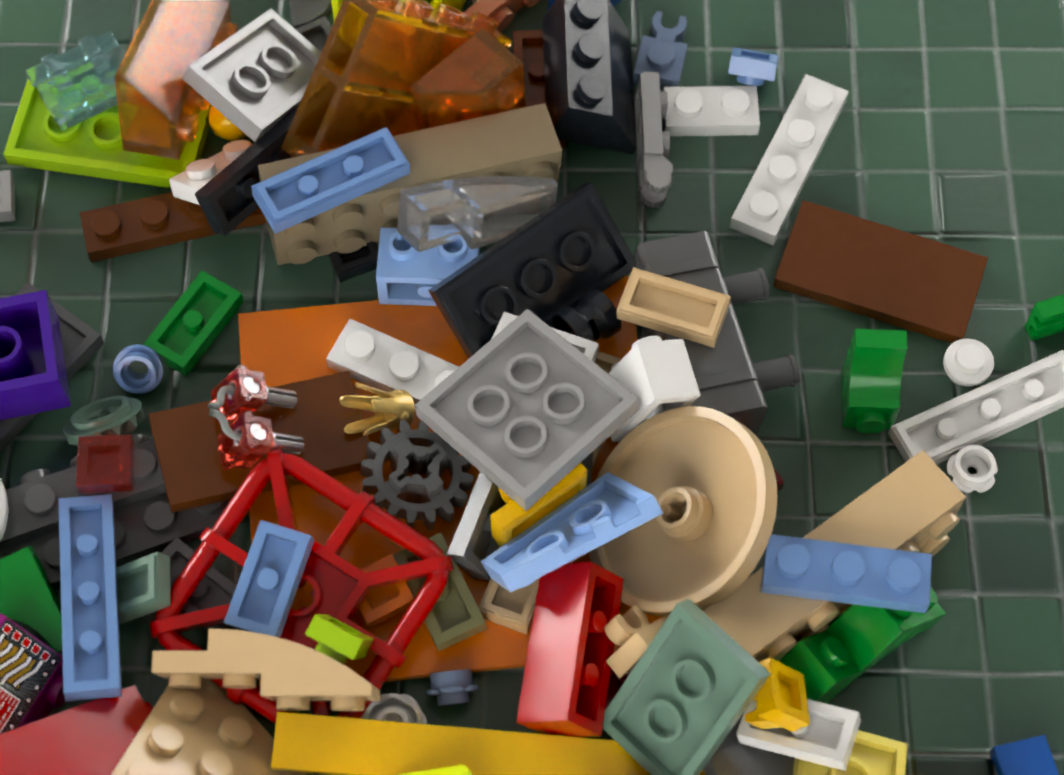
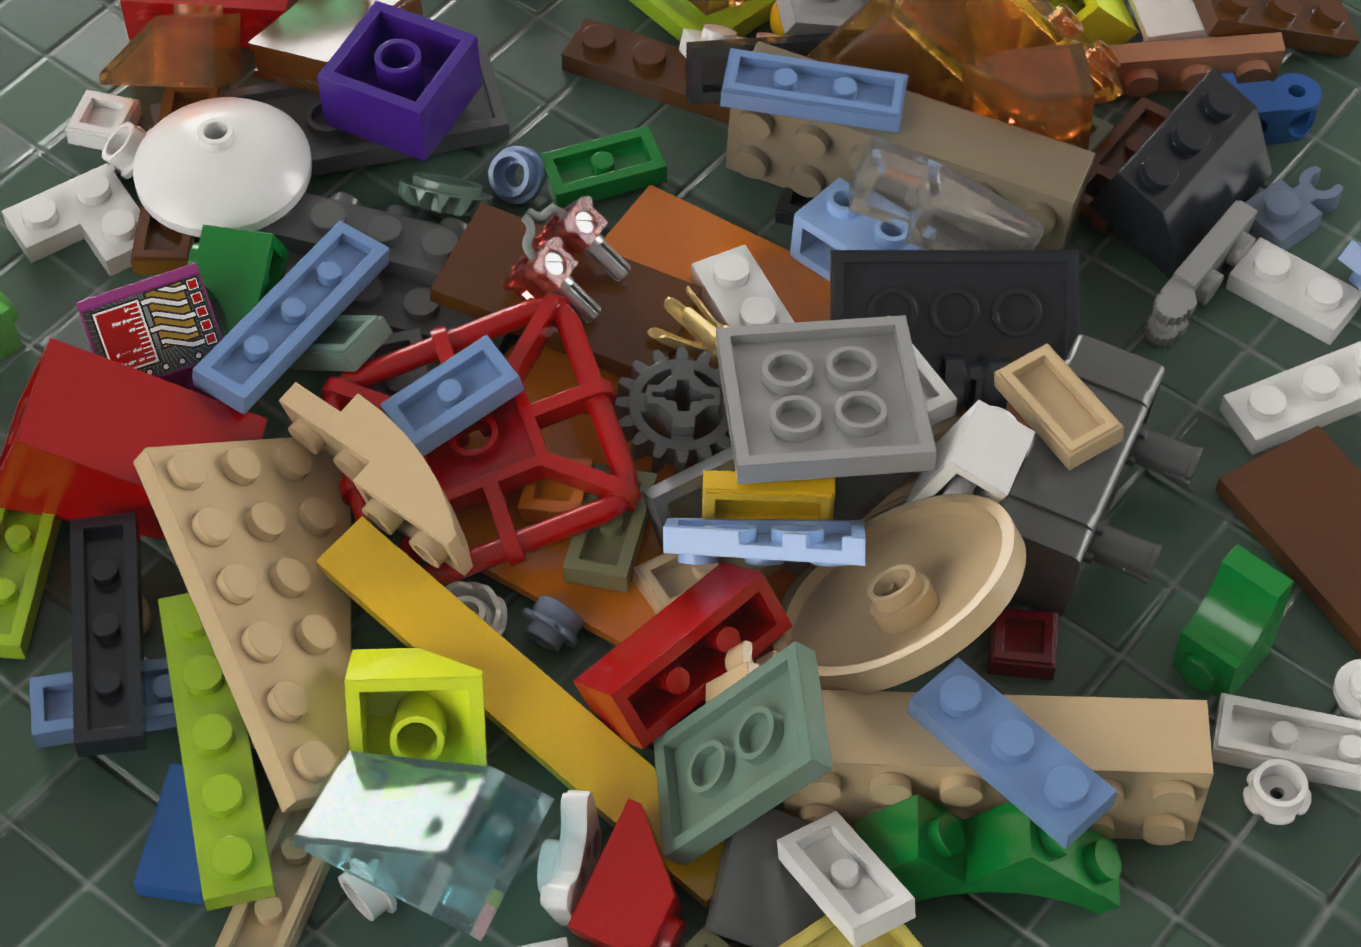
camera: 40 degrees right, 10 degrees down
(105, 463) = (404, 216): clear red plate -> none
(338, 638) = (468, 485): lime plate -> none
(780, 699) = (841, 822): yellow tile -> none

